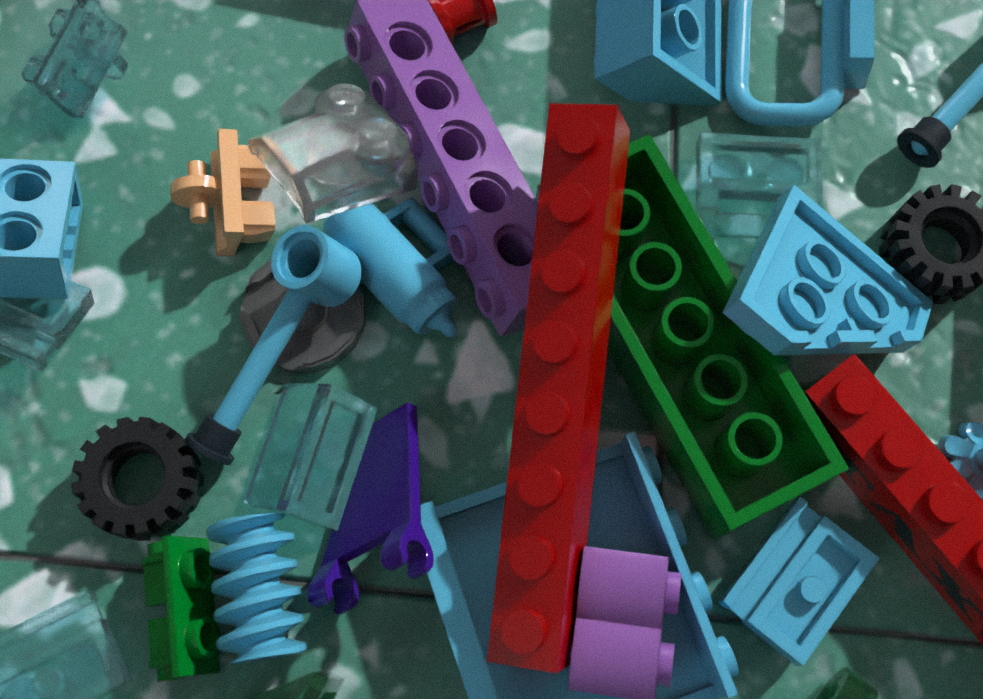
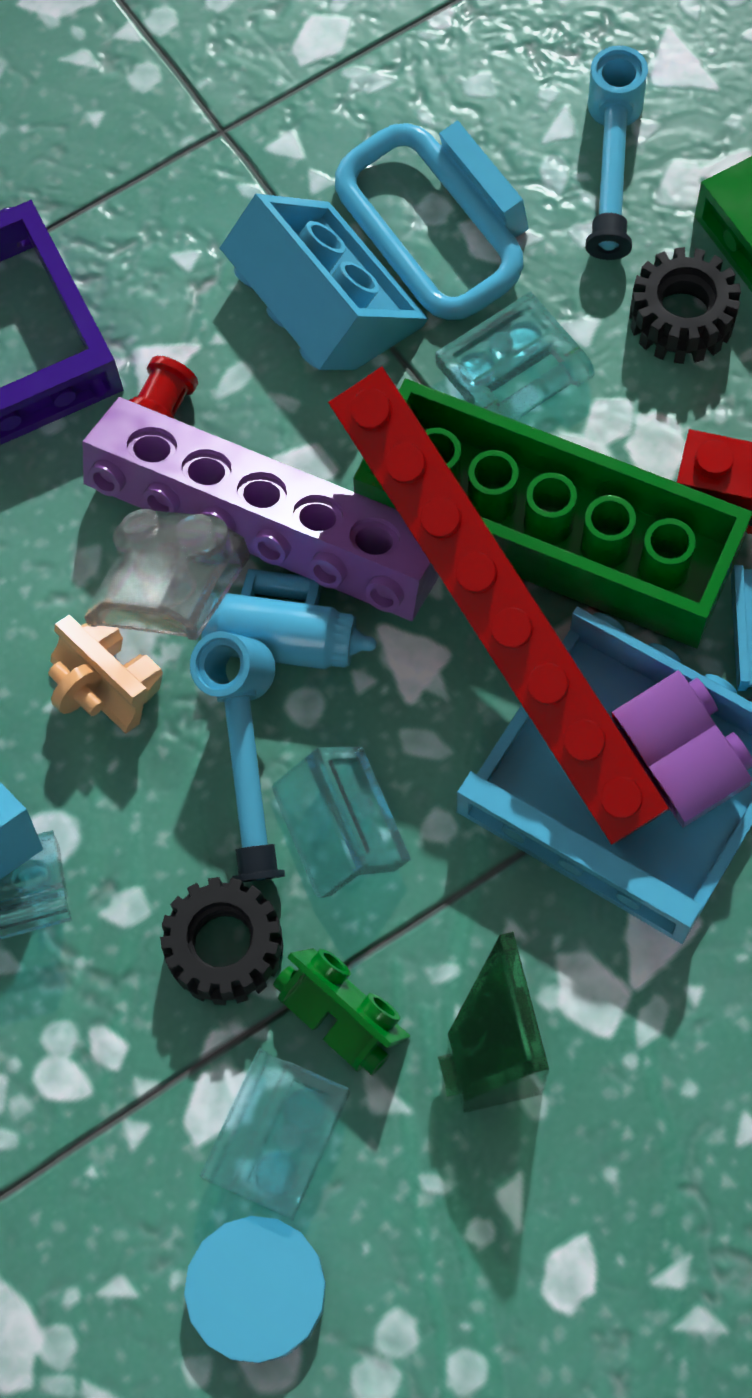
camera: 30 degrees left, 5 degrees down
(254, 588) = (387, 943): medium azure piece -> none
(321, 336) = (204, 734): flat silver tile -> none
(378, 511) = (429, 808): dark purple flag -> none
(823, 289) = (627, 400): medium azure plate -> none

